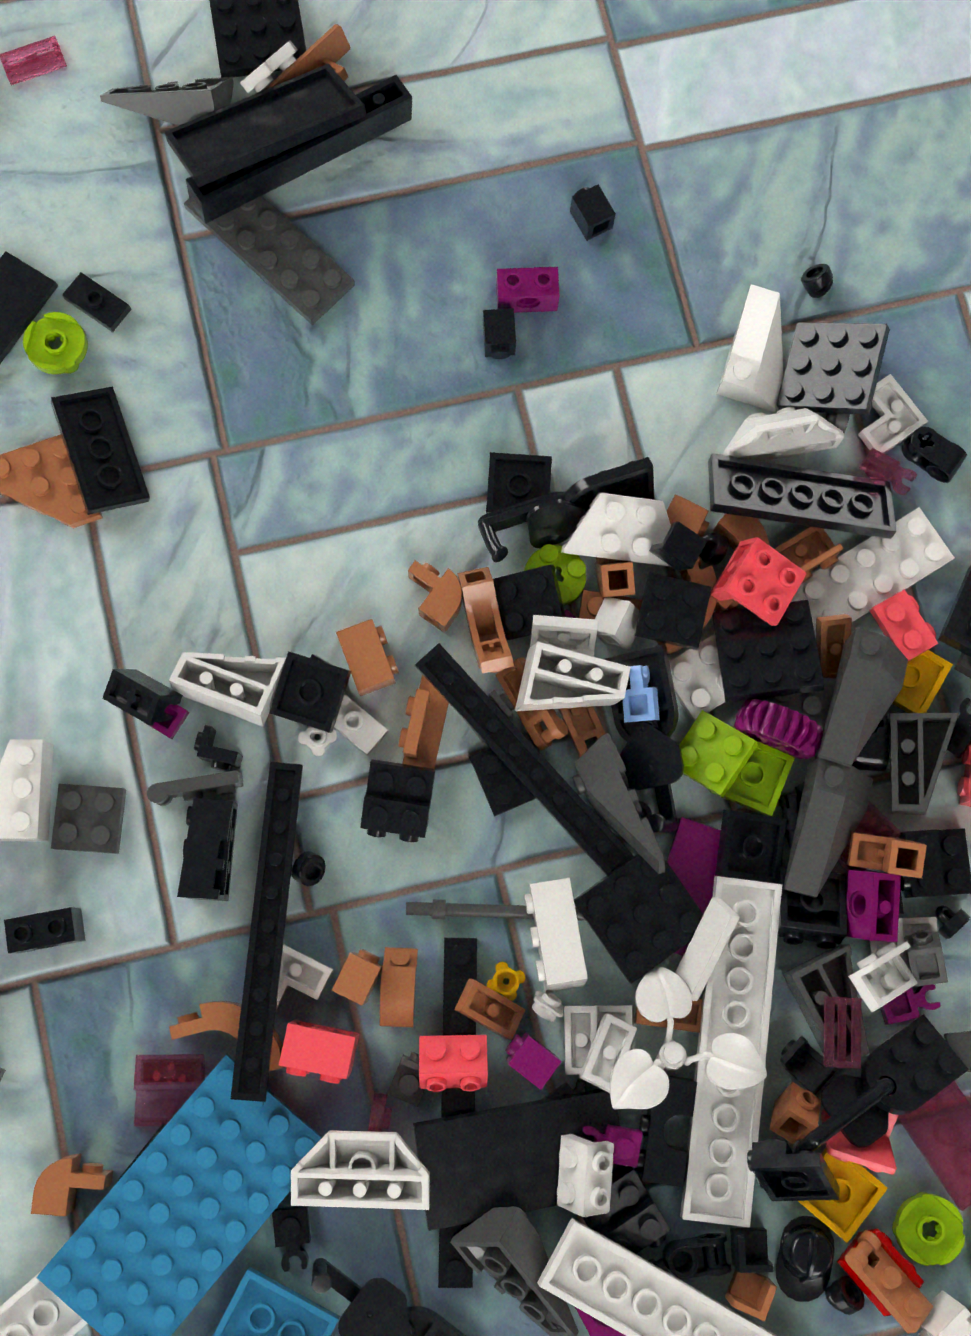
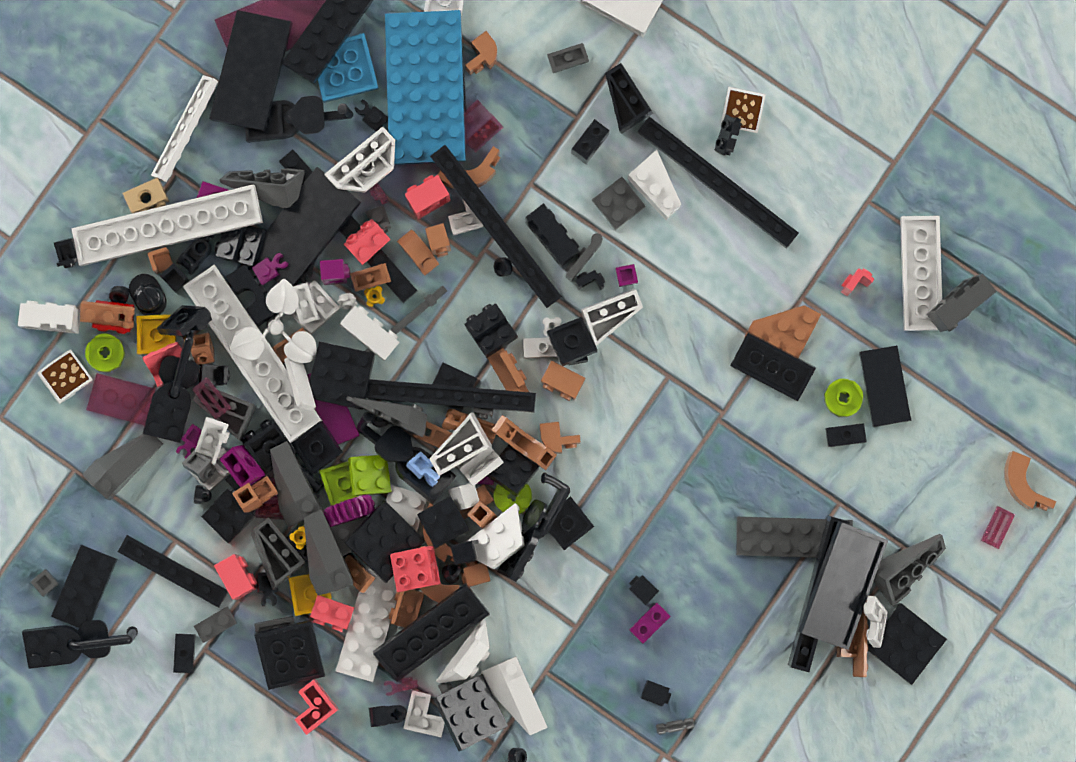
camera: 140 degrees right, 5 degrees up
(140, 695) = (644, 273): black hinge -> none
(585, 1175) = (271, 244): white bracket -> none
(601, 162) = (674, 726): none -> dark grey axle
(878, 755) = (295, 537): none -> yellow plate

